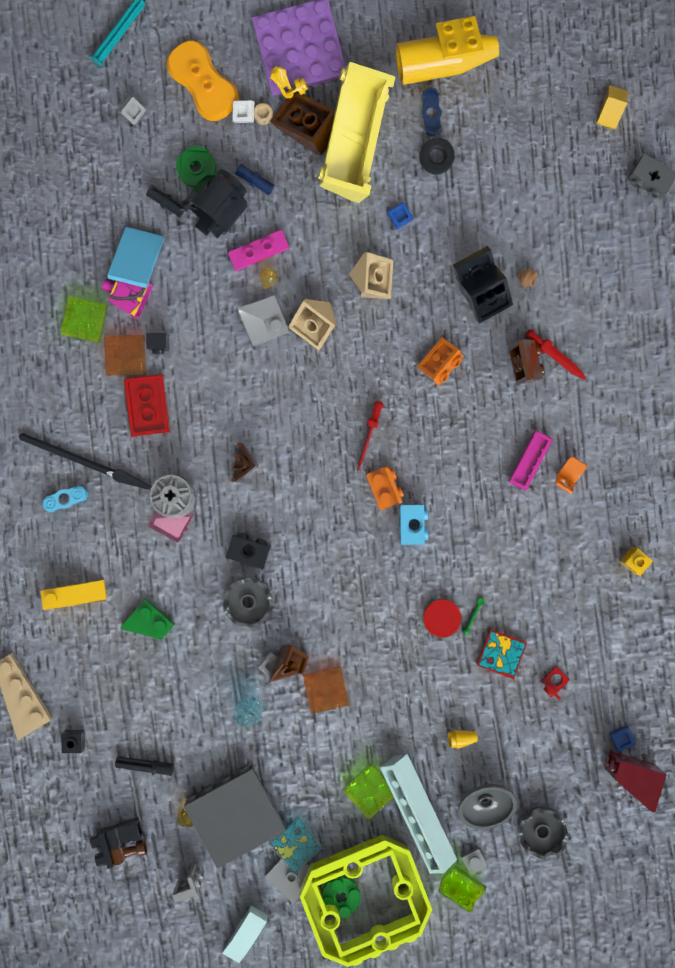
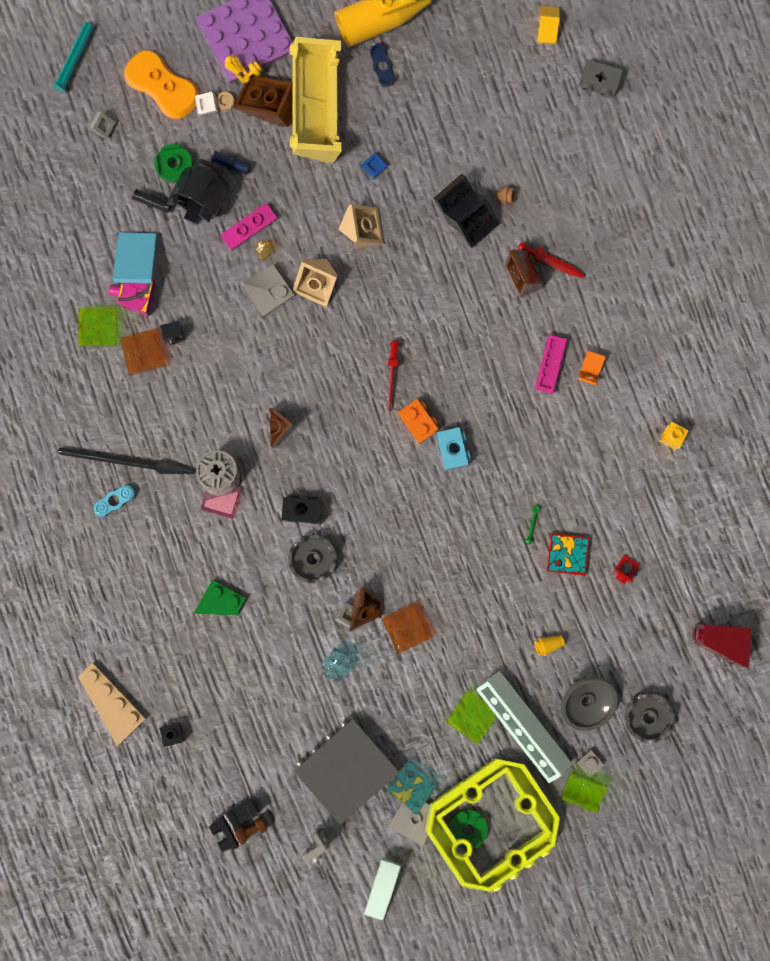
camera: 15 degrees left, 5 degrees down
(73, 594) = (142, 590): yellow slope -> none
(144, 766) = (247, 743): black axle -> none
(147, 405) = (174, 394): red tile -> none
(183, 819) = (297, 786): clear yellow plate -> none
(437, 168) = (396, 92): black tyre -> none
(440, 361) = (444, 290): orange bracket -> none
(442, 618) = (502, 533): red tile -> none
(622, 738) = (704, 610): blue tile -> none

